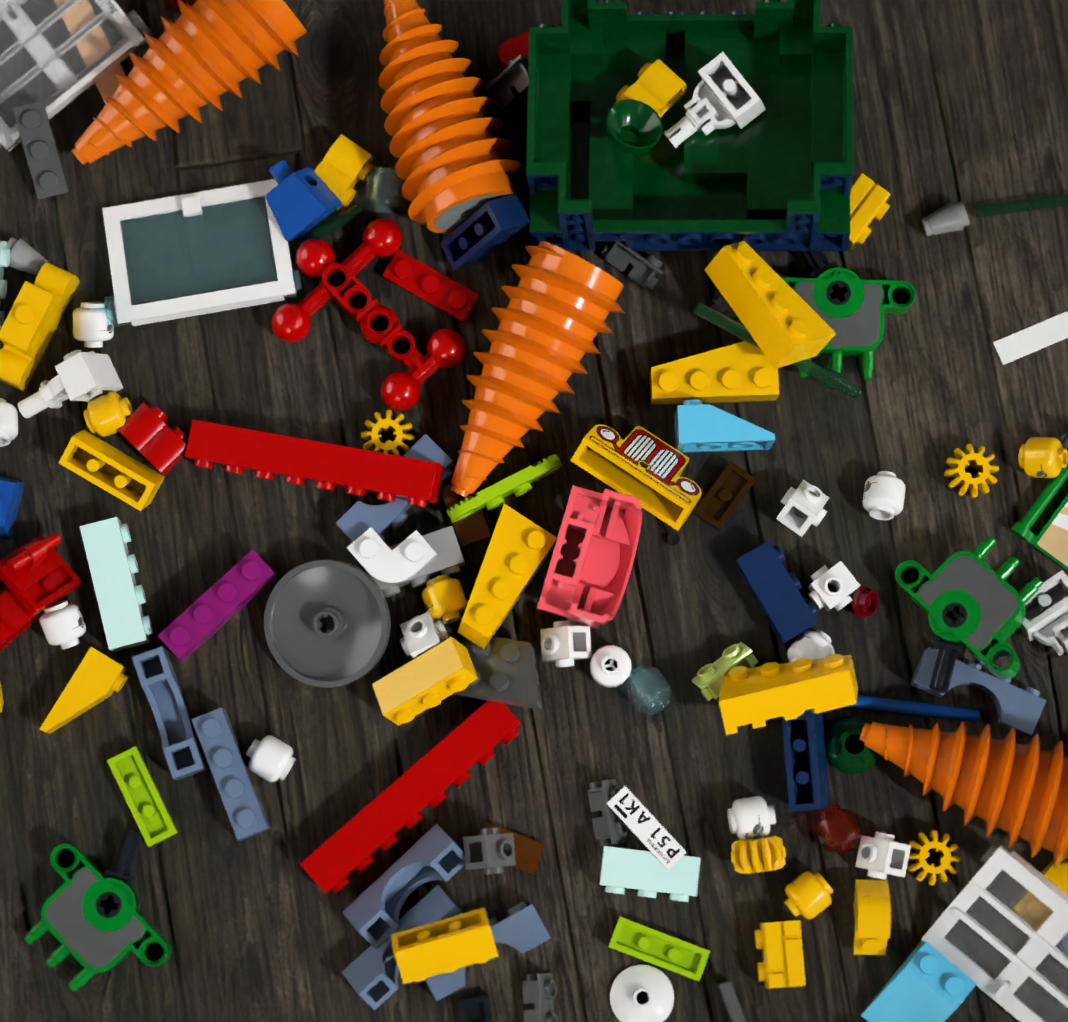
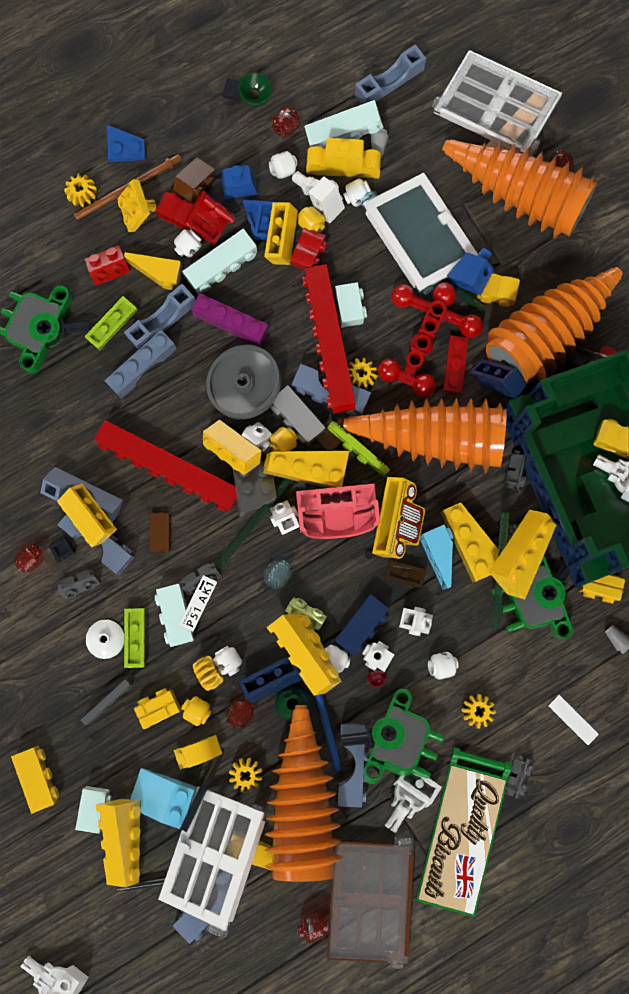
camera: 70 degrees right, 0 degrees up
(40, 149) = (441, 126): dark grey plate -> none
(43, 767) = (107, 265): none -> red bracket
(67, 493) = (259, 217): none -> blue wing
(270, 409) = (349, 304): none -> light aqua brick
(270, 758) = (157, 382): white head -> none
(378, 907) = (96, 472): sand blue arch -> none
(384, 189) = (497, 314): clear light blue head -> none
(388, 564) = (289, 402): white plate -> none
(495, 848) = (150, 520): dark grey brick -> none
(557, 704) = (252, 523): none -> clear green bar
(599, 669) = (279, 553): white head -> none
(637, 118) = (600, 431): dark green piece -> none
(876, 856) = (234, 745): white brick -> none
(935, 935) = (201, 793): none -> black bar
(1042, 457) = (503, 750): yellow head -> none

